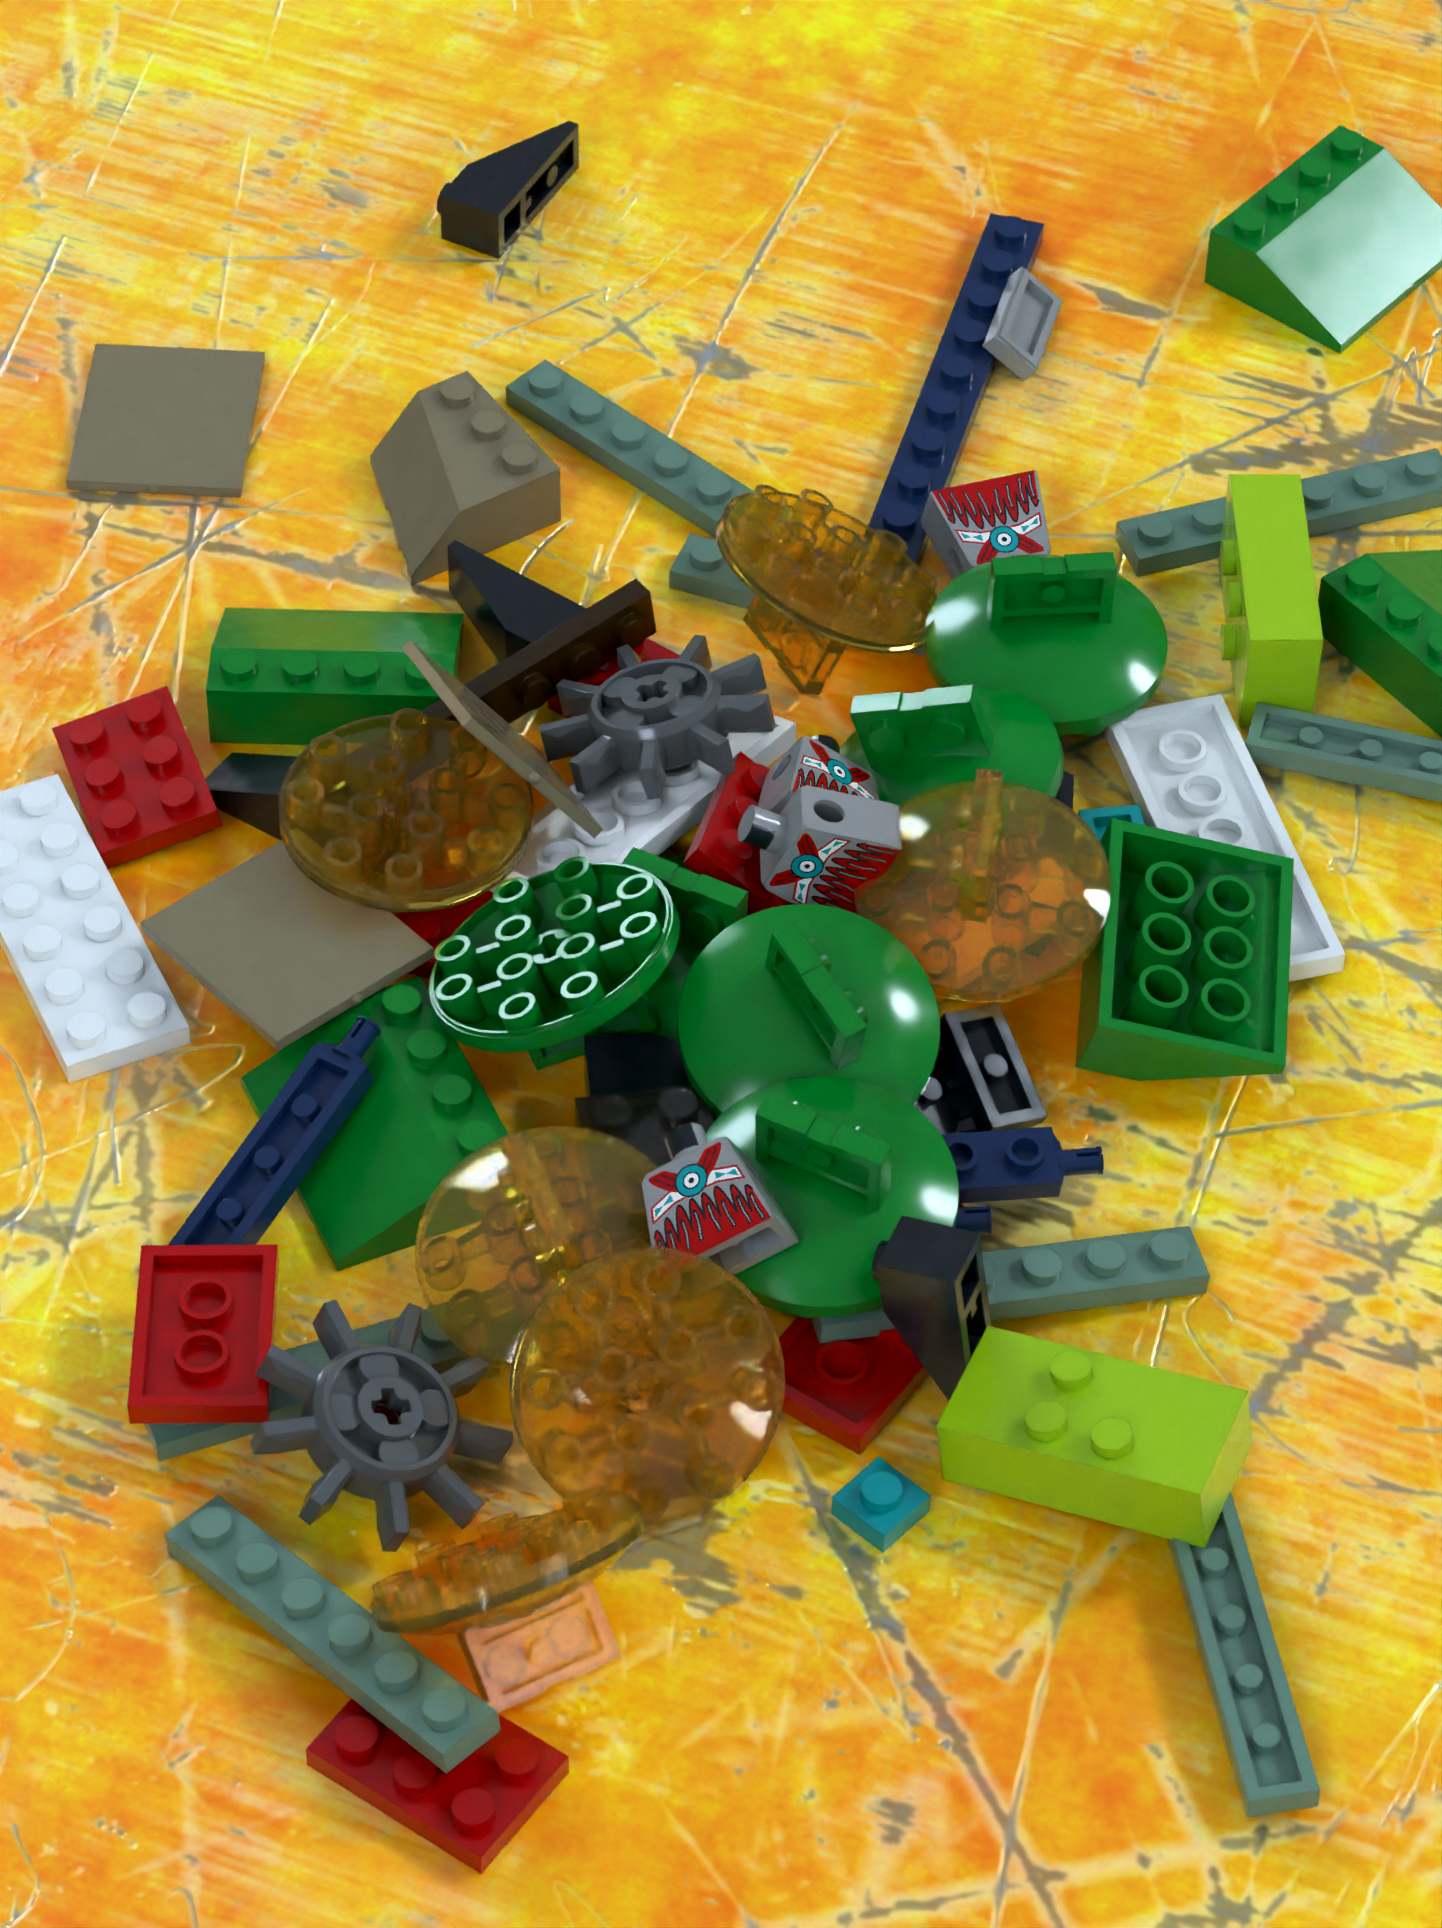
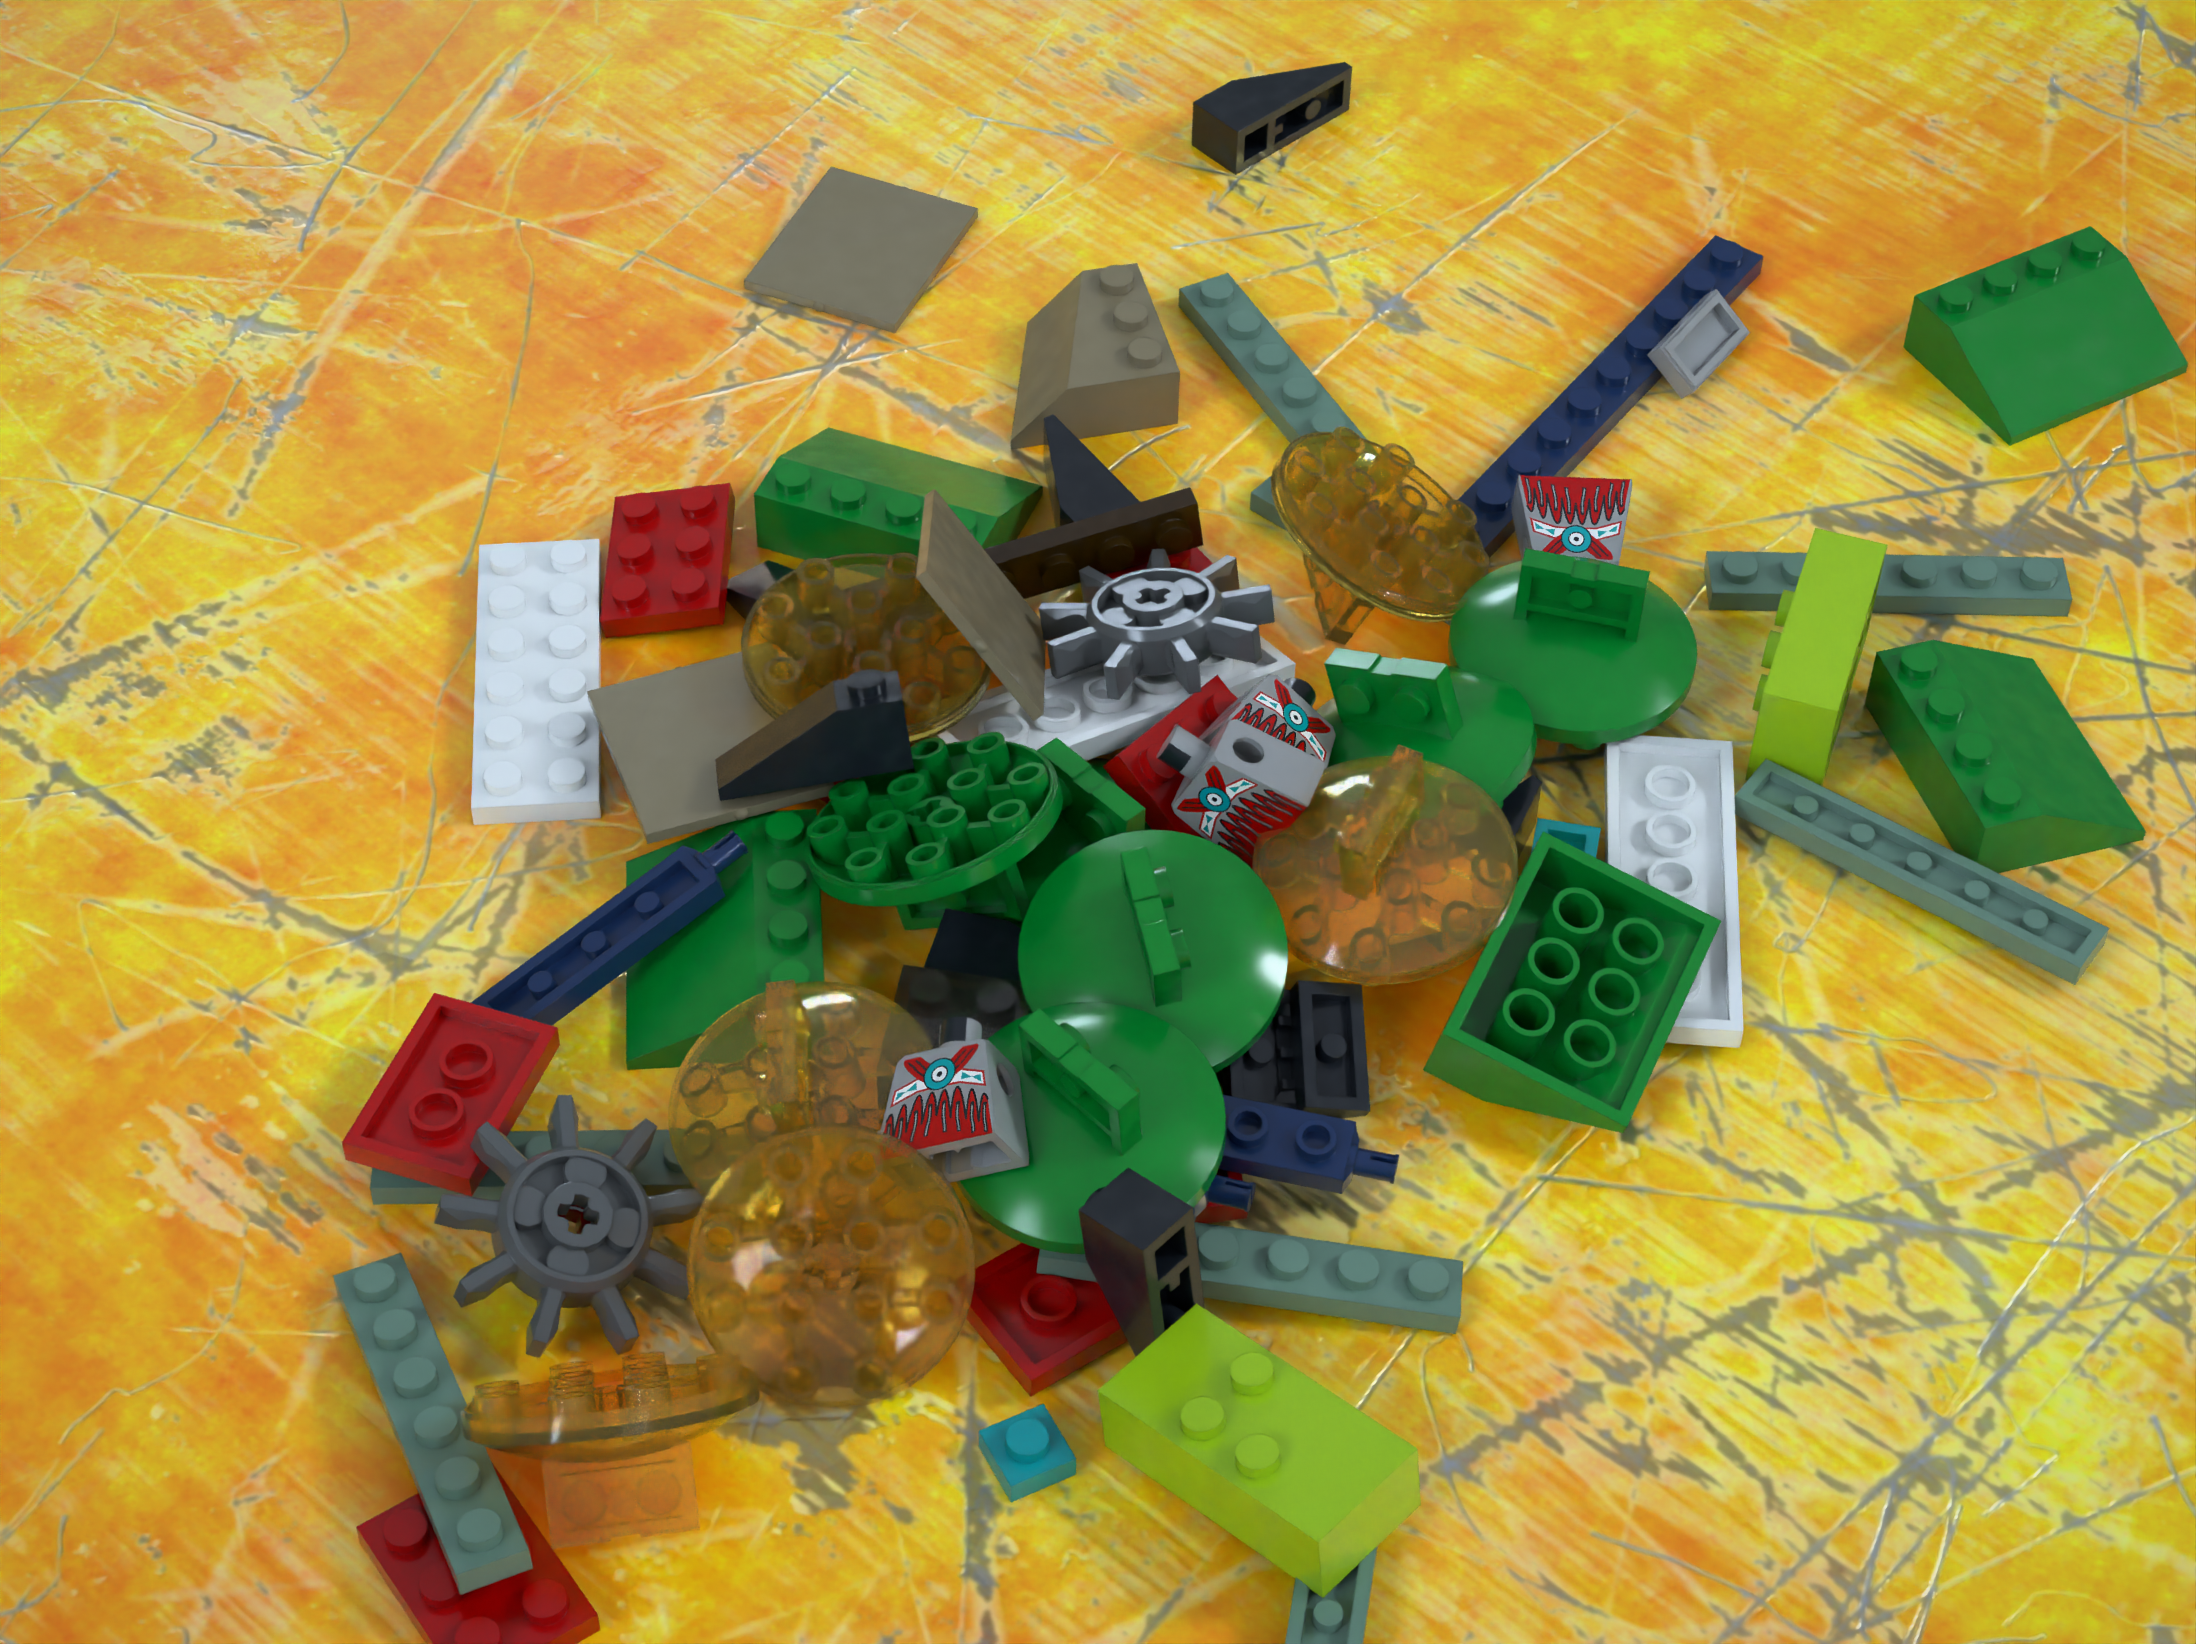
camera: 20 degrees right, 0 degrees up
(416, 904) = (832, 736): none -> black slope

